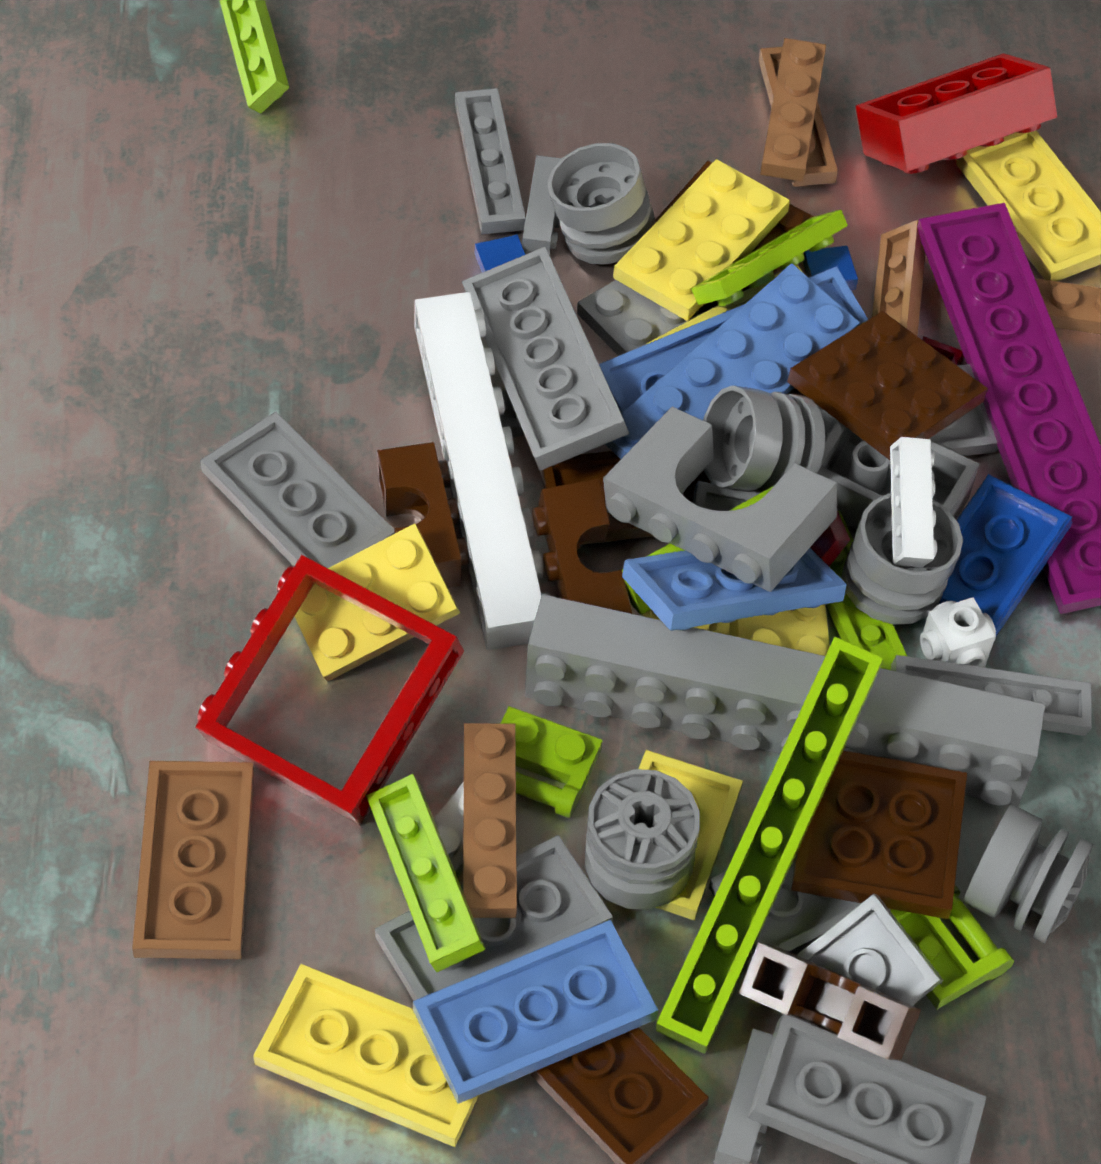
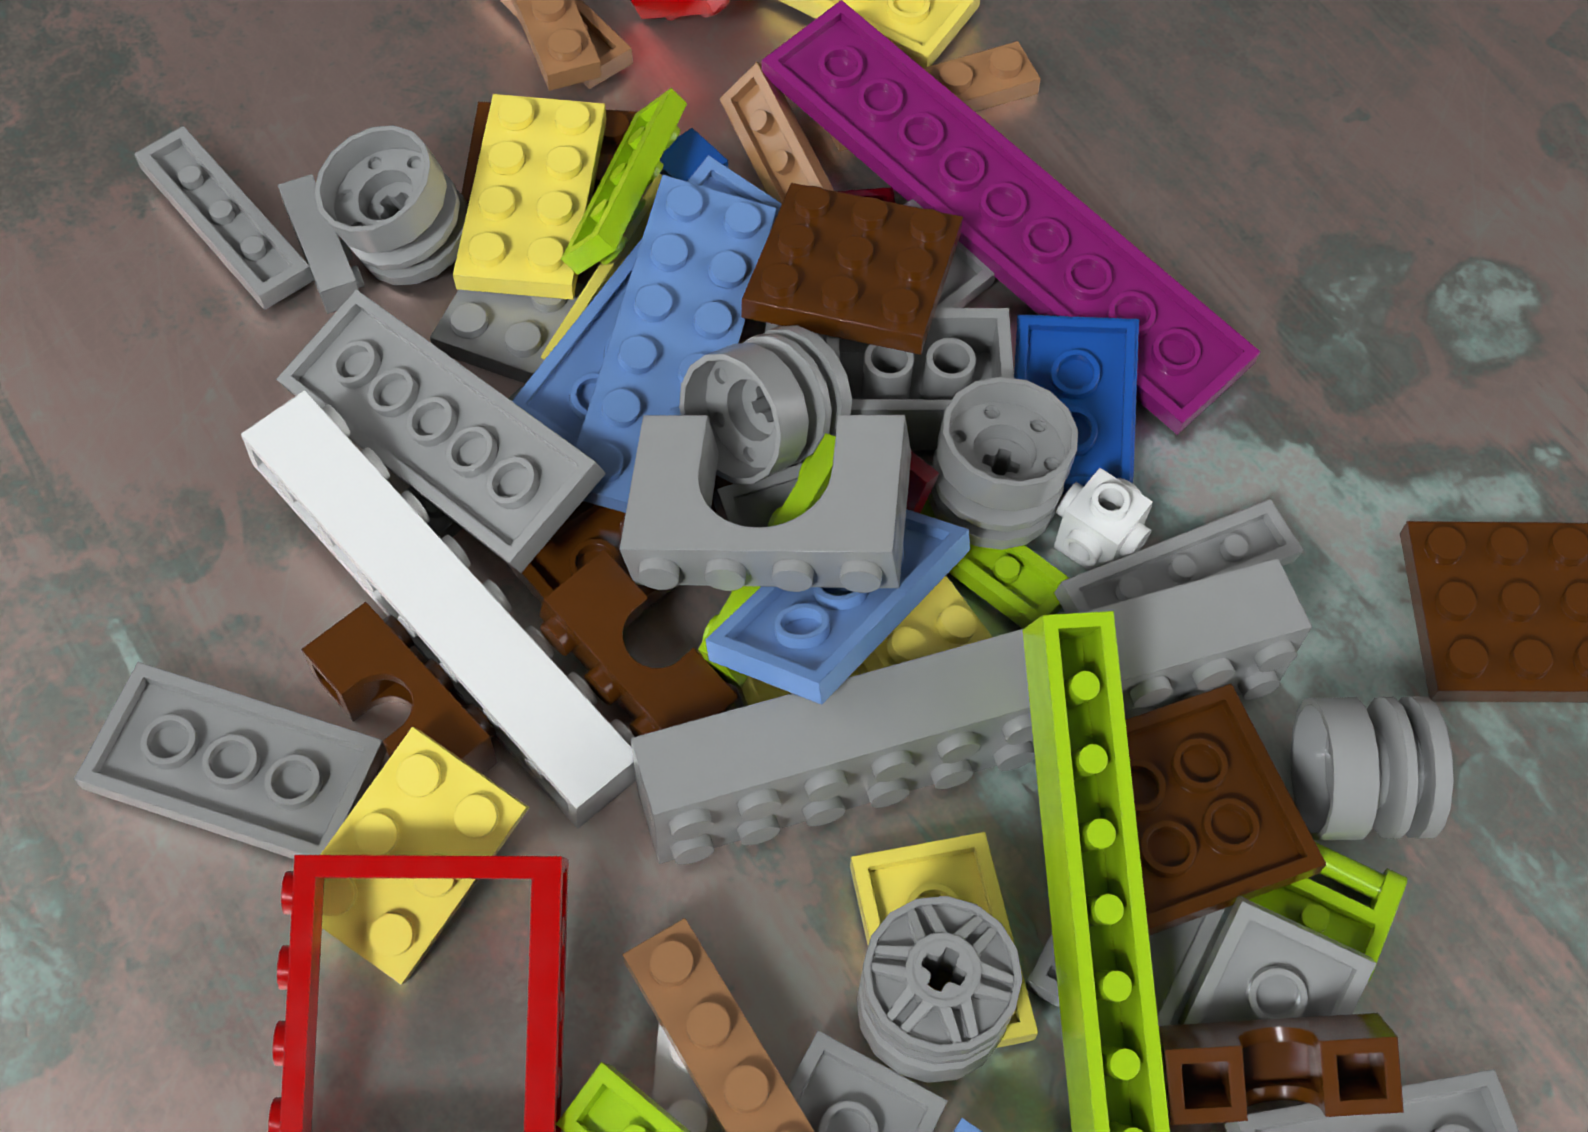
camera: 30 degrees left, 5 degrees up
(497, 252) = (299, 323): blue tile -> none
(555, 754) = (744, 919): lime plate -> none
(912, 502) = (992, 393): white piece -> none

